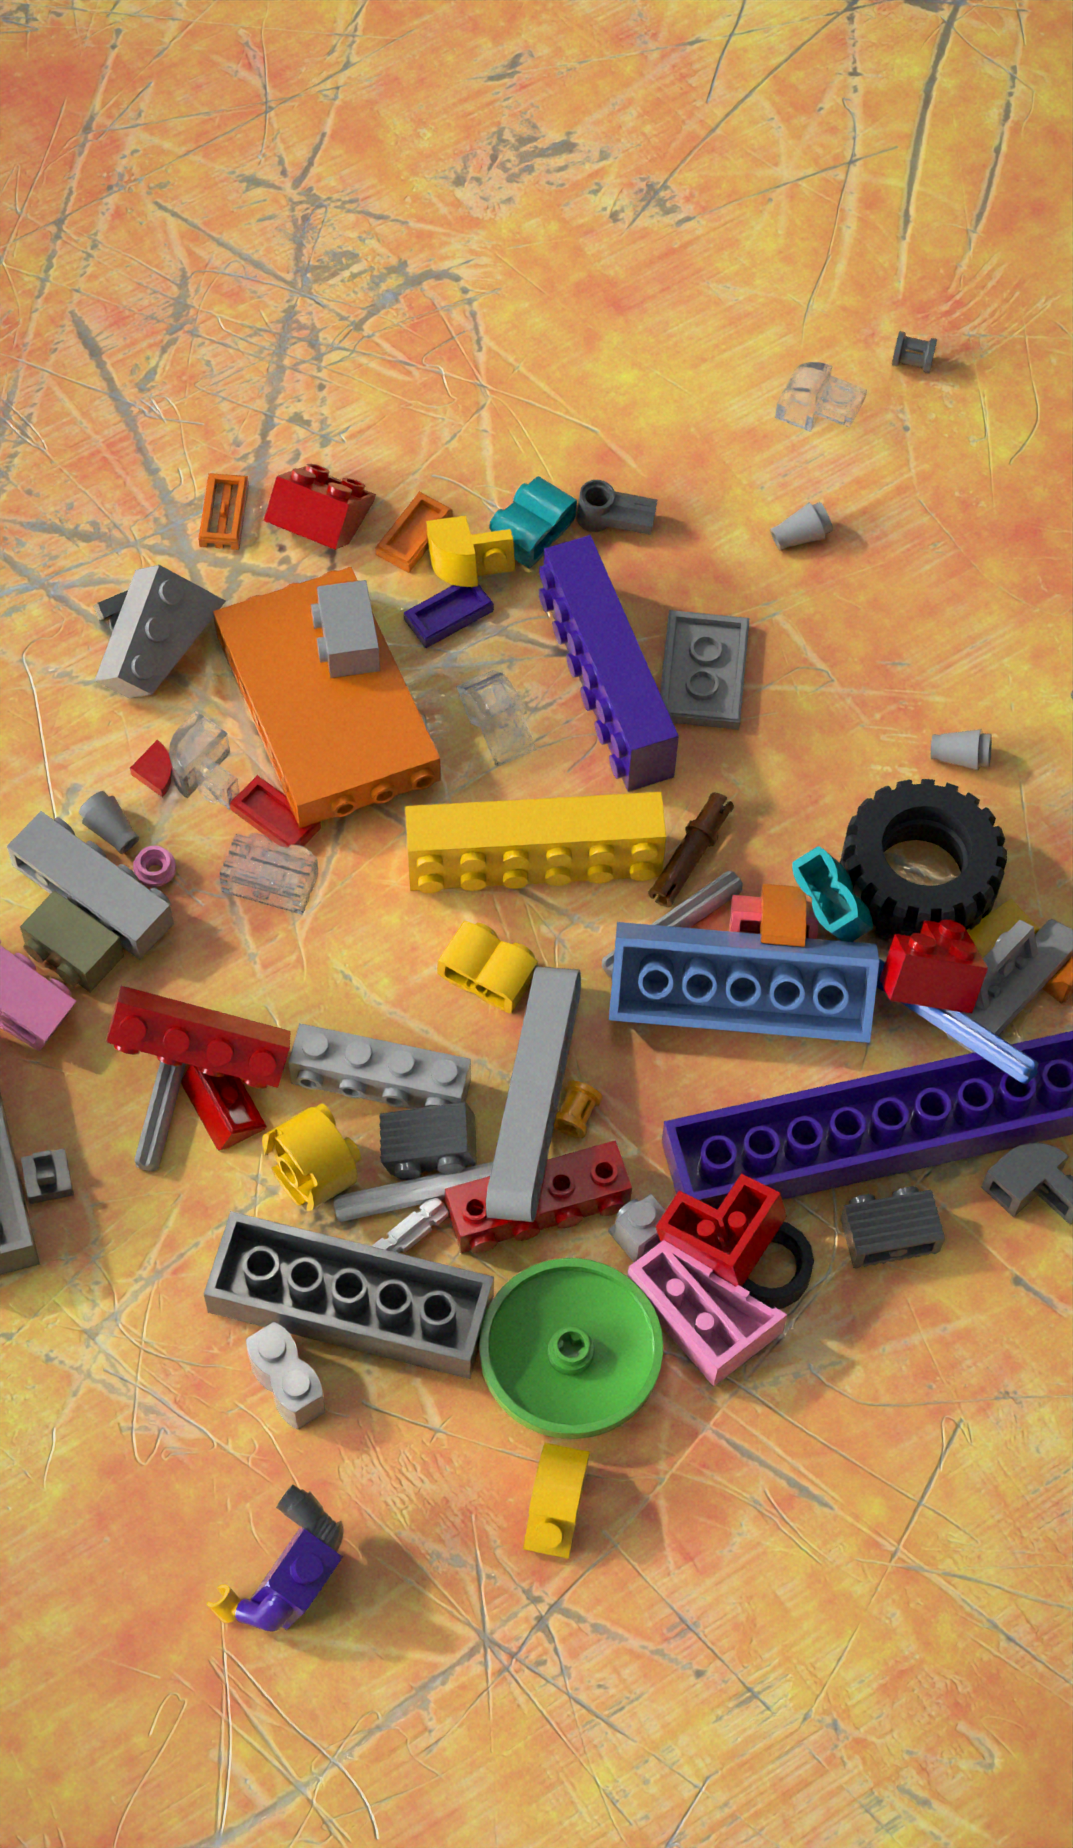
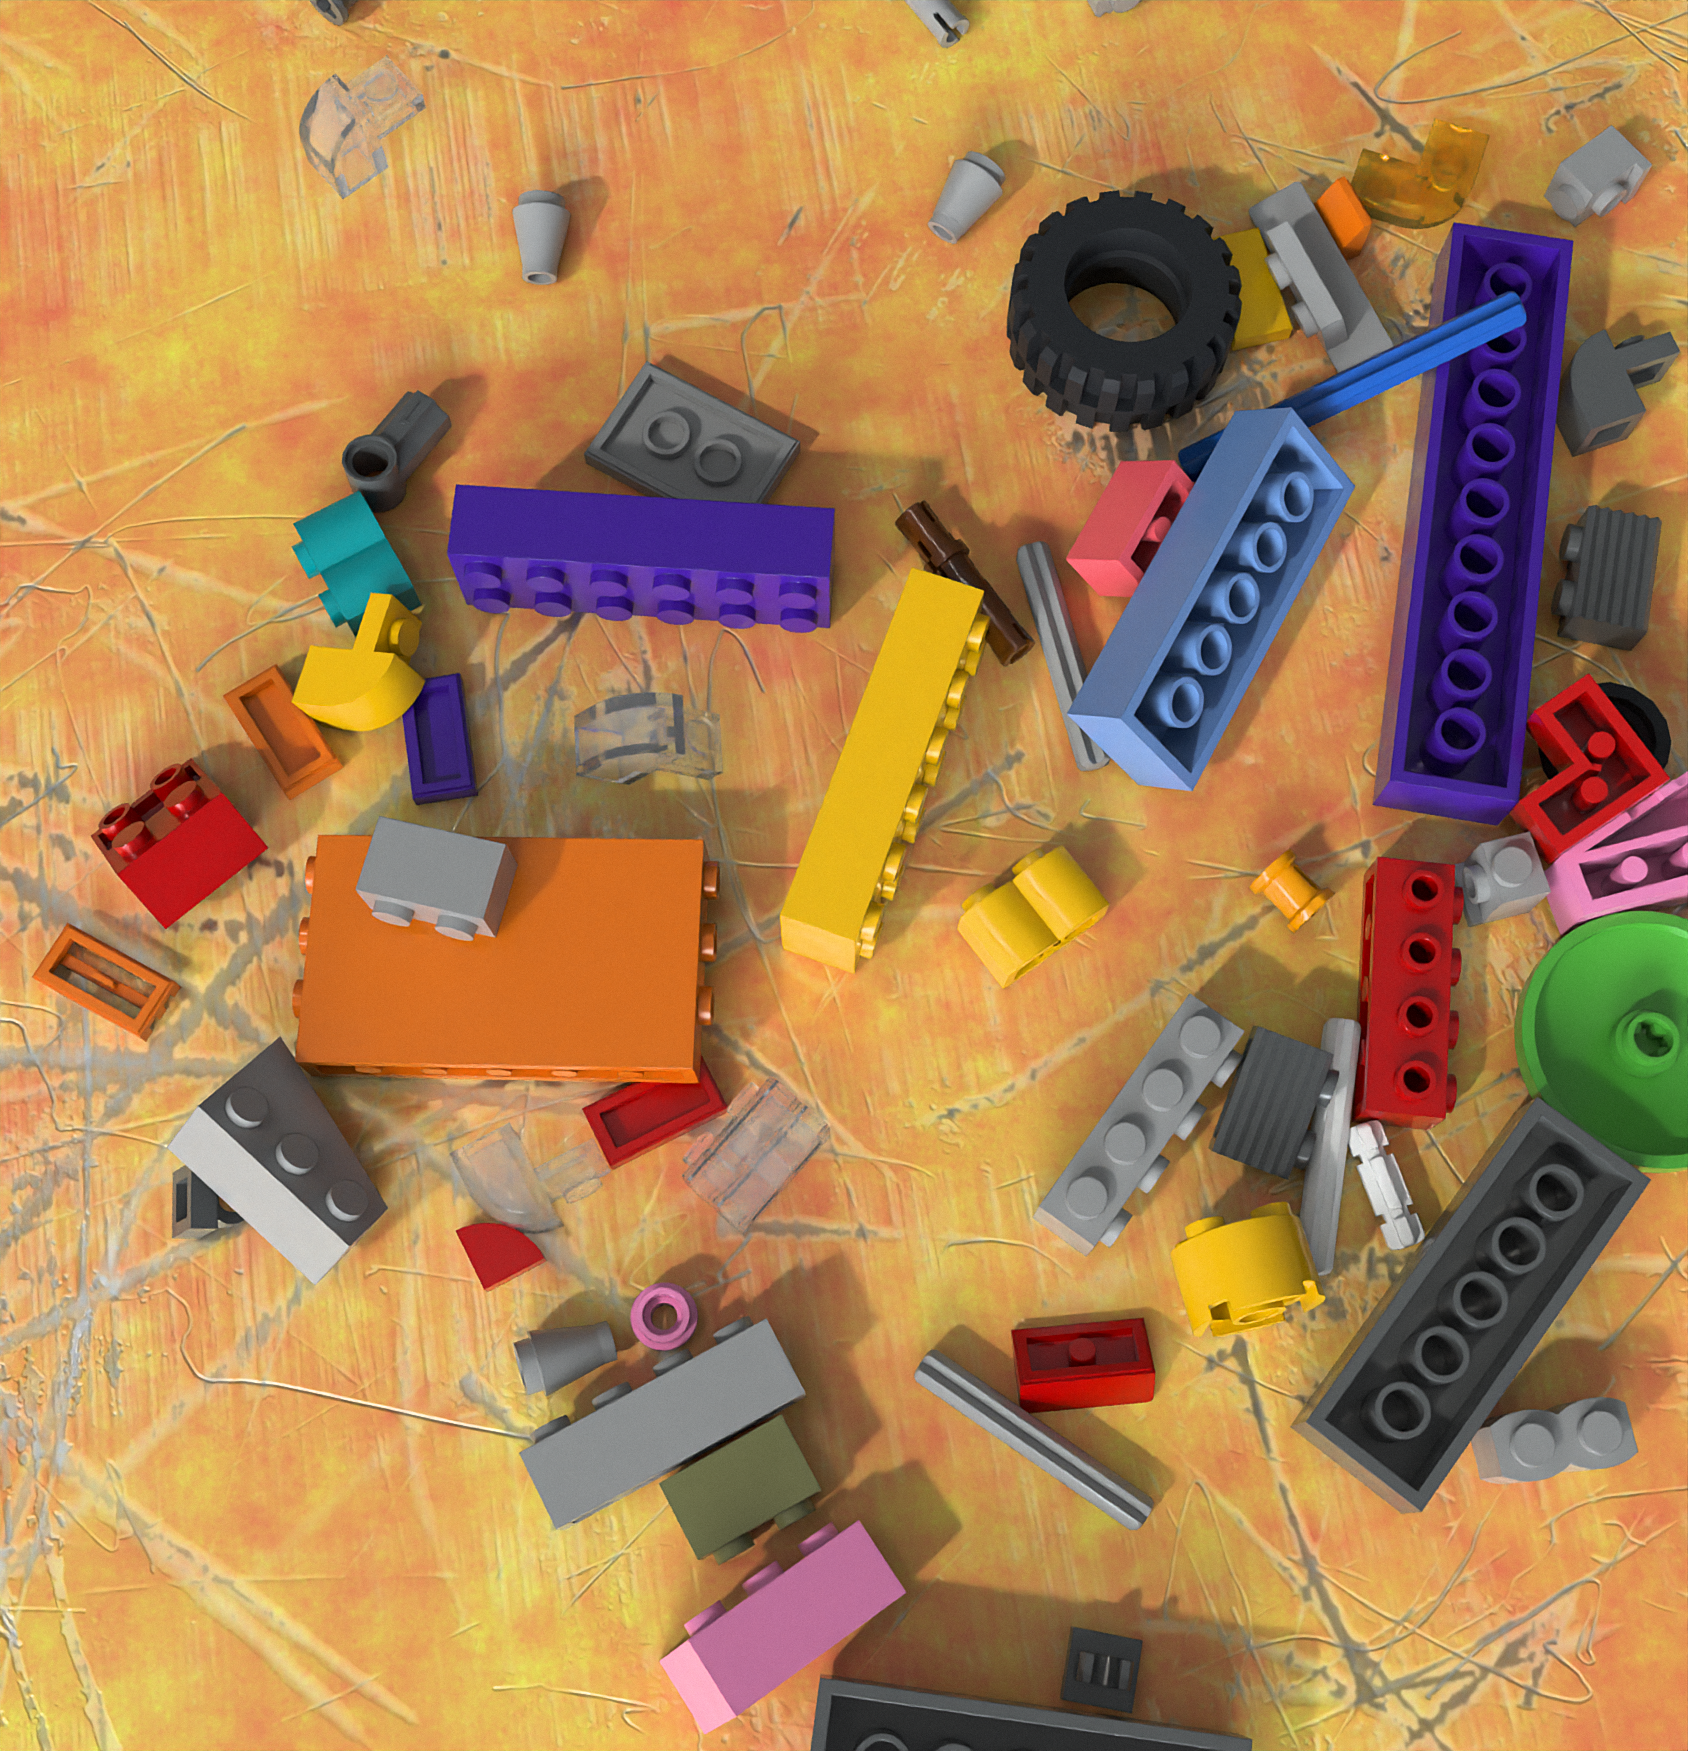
camera: 65 degrees left, 10 degrees up
(198, 1037) = (1000, 1362): red brick -> none
(533, 1095) = (1278, 933): light grey beam -> none
(783, 915) = (1154, 498): orange slope -> none
(832, 895) = (1136, 428): teal brick -> none
(935, 968) = (1311, 350): red brick -> none

